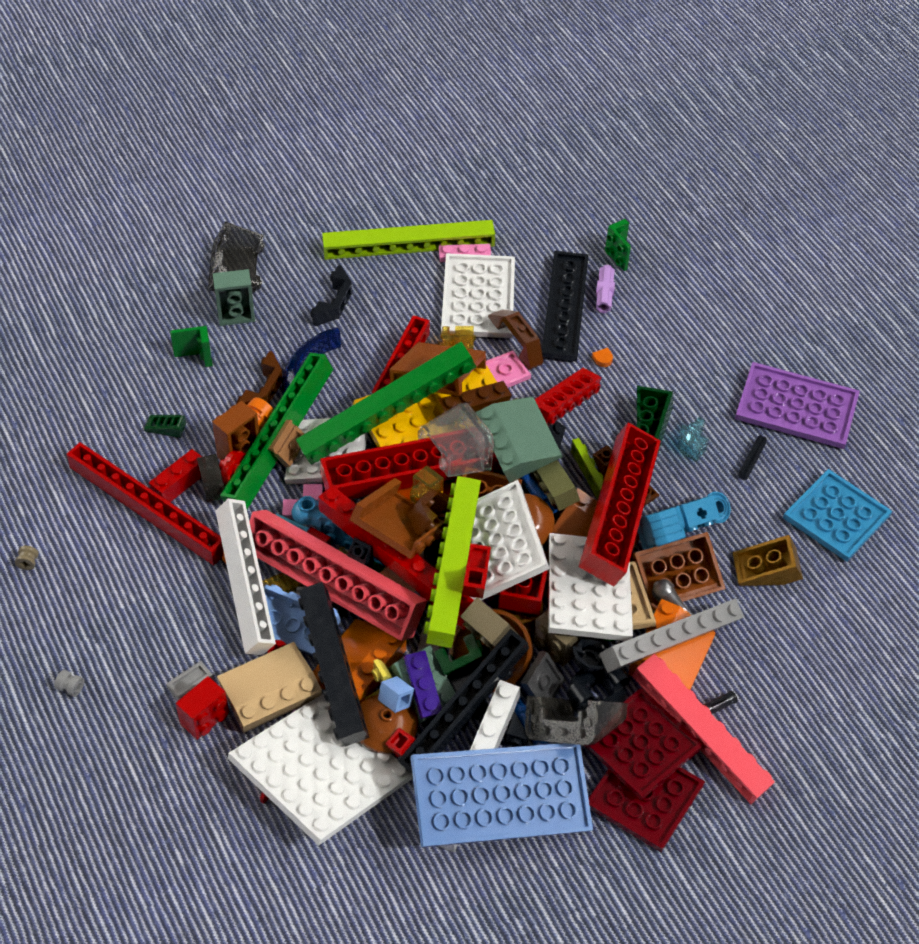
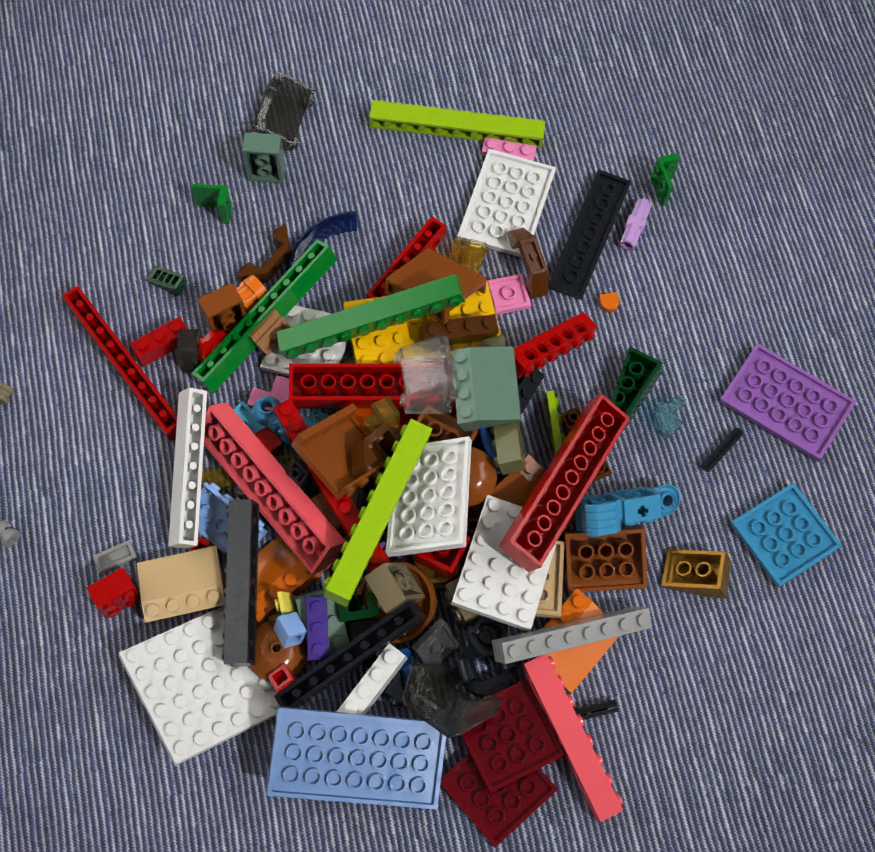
camera: 15 degrees right, 15 degrees up
(328, 312) = (350, 190): black slope -> none
(476, 571) = (394, 531): red arch -> none
(665, 590) = (583, 580): flat silver piece -> none

